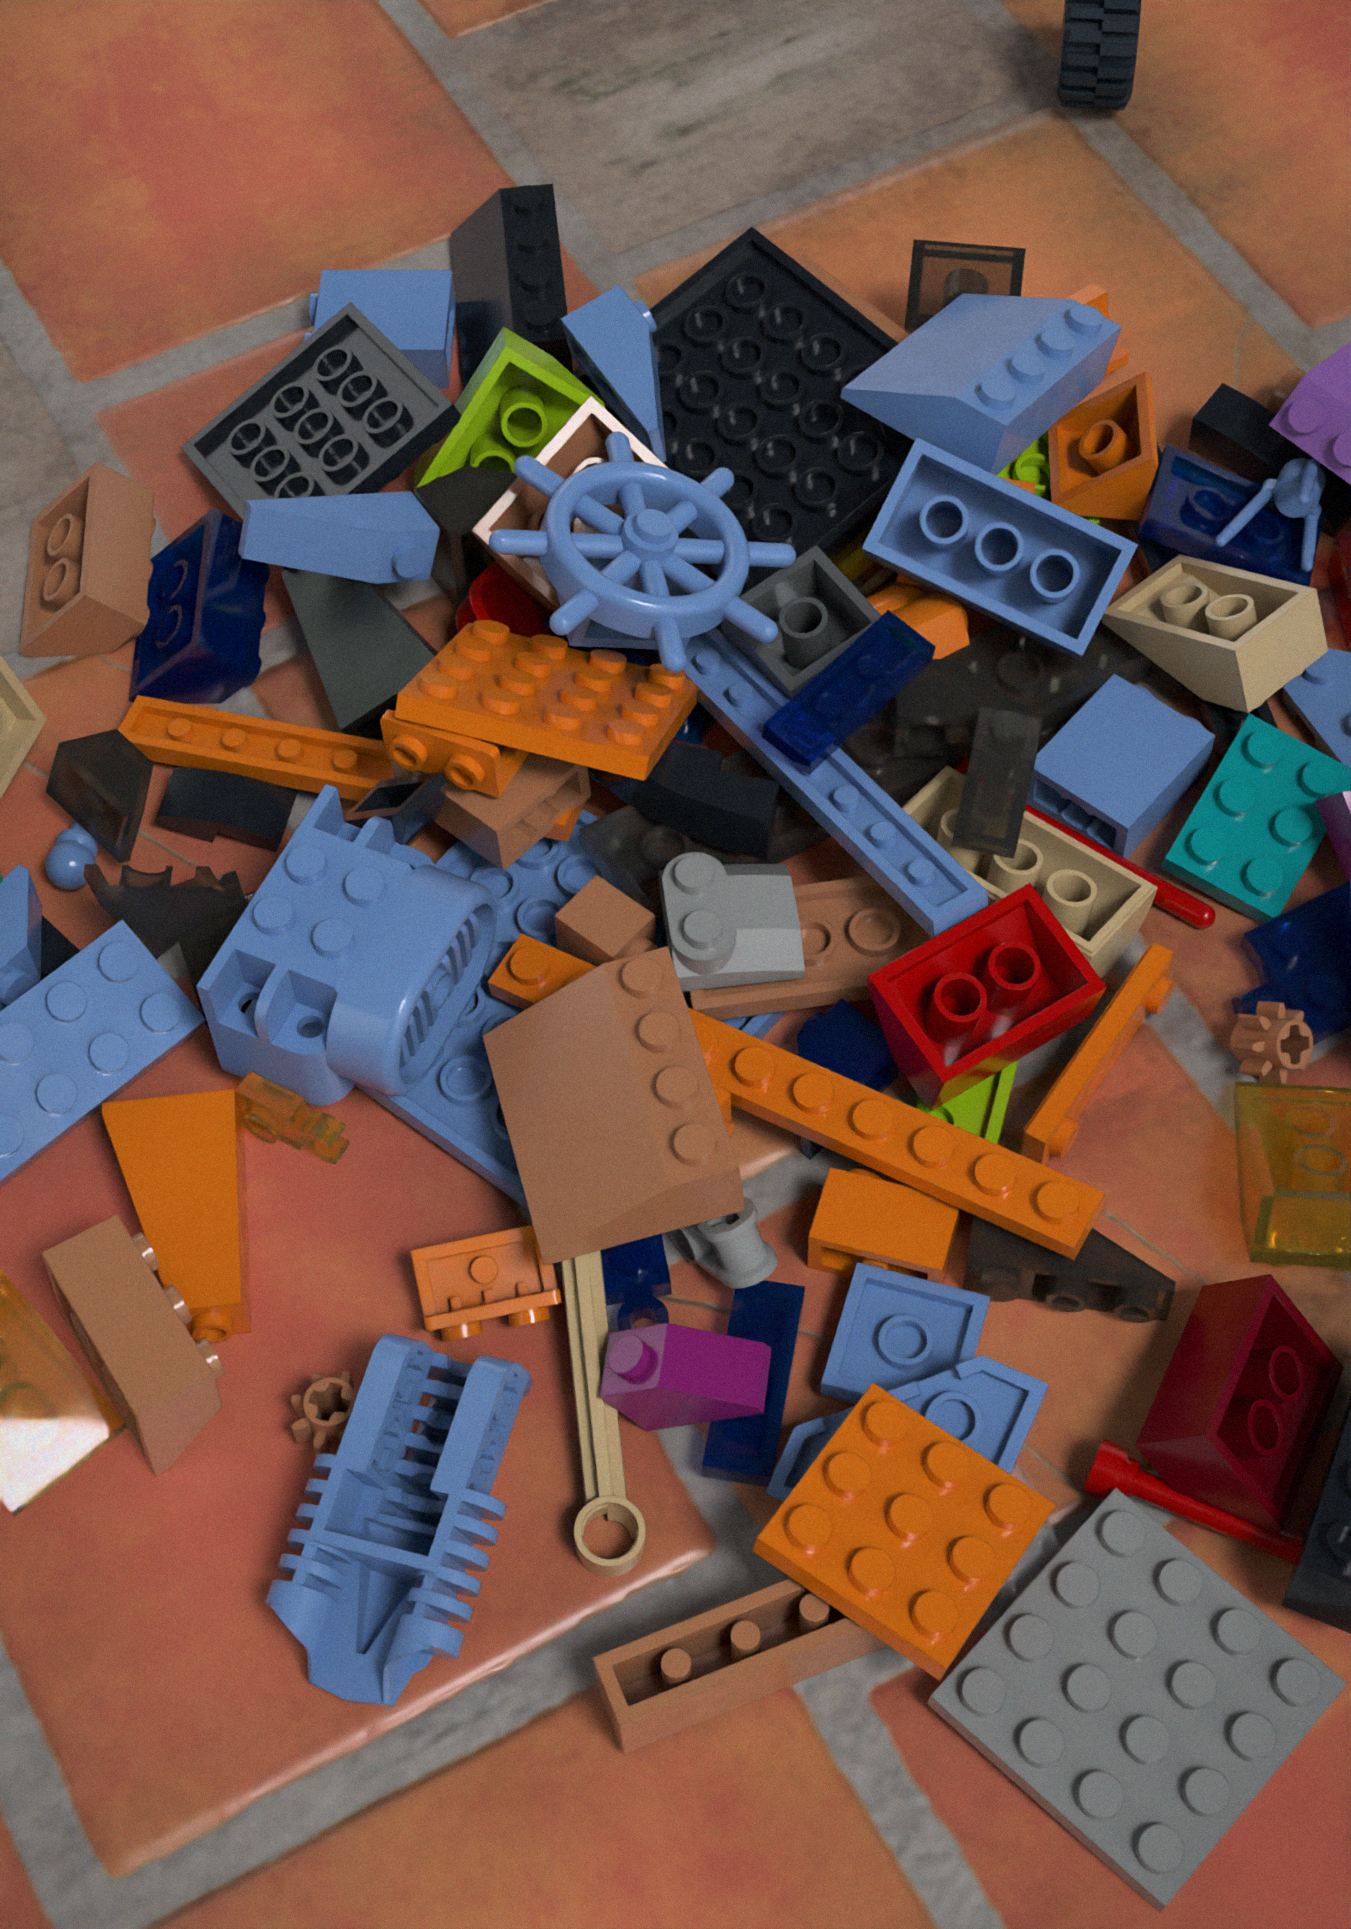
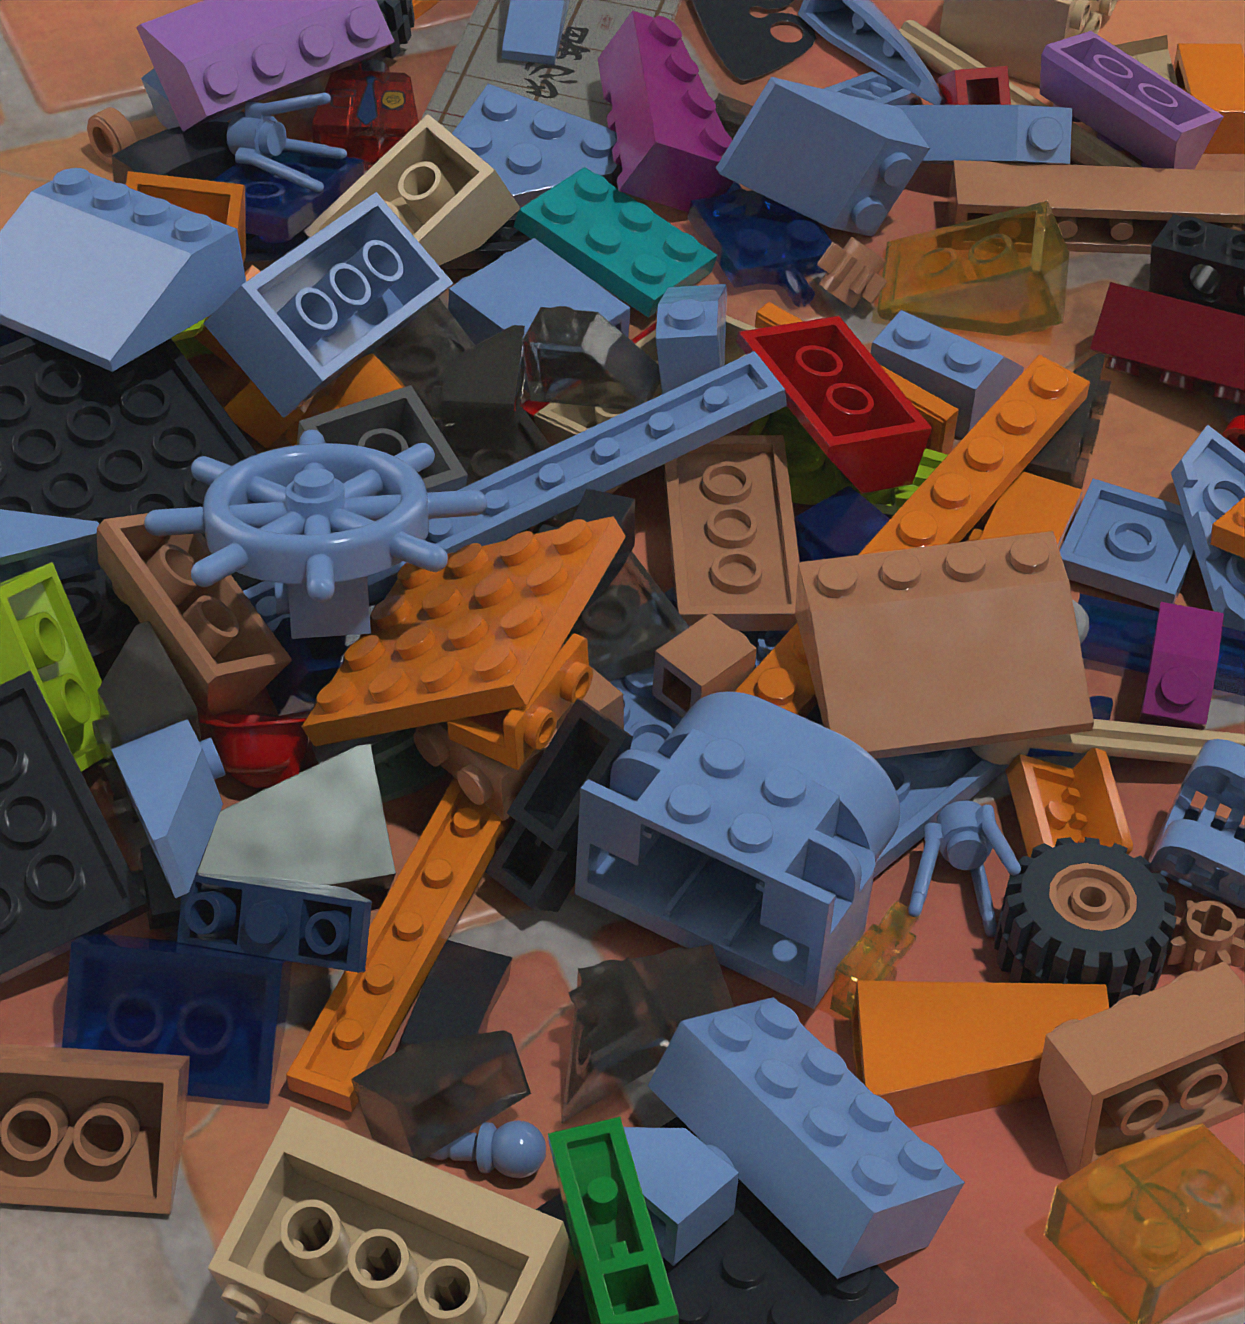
camera: 90 degrees left, 10 degrees down
(261, 648) = (277, 920): none -> dark blue slope
(328, 1290) = (1086, 919): none -> black wheel
(443, 1188) = (965, 838): none -> medium blue plant
(730, 922) = (720, 564): light grey slope -> none
(848, 692) = (496, 419): clear blue plate -> none
(1067, 861) = (690, 333): none -> medium blue slope
(1150, 1144) = (945, 366): none -> medium blue slope

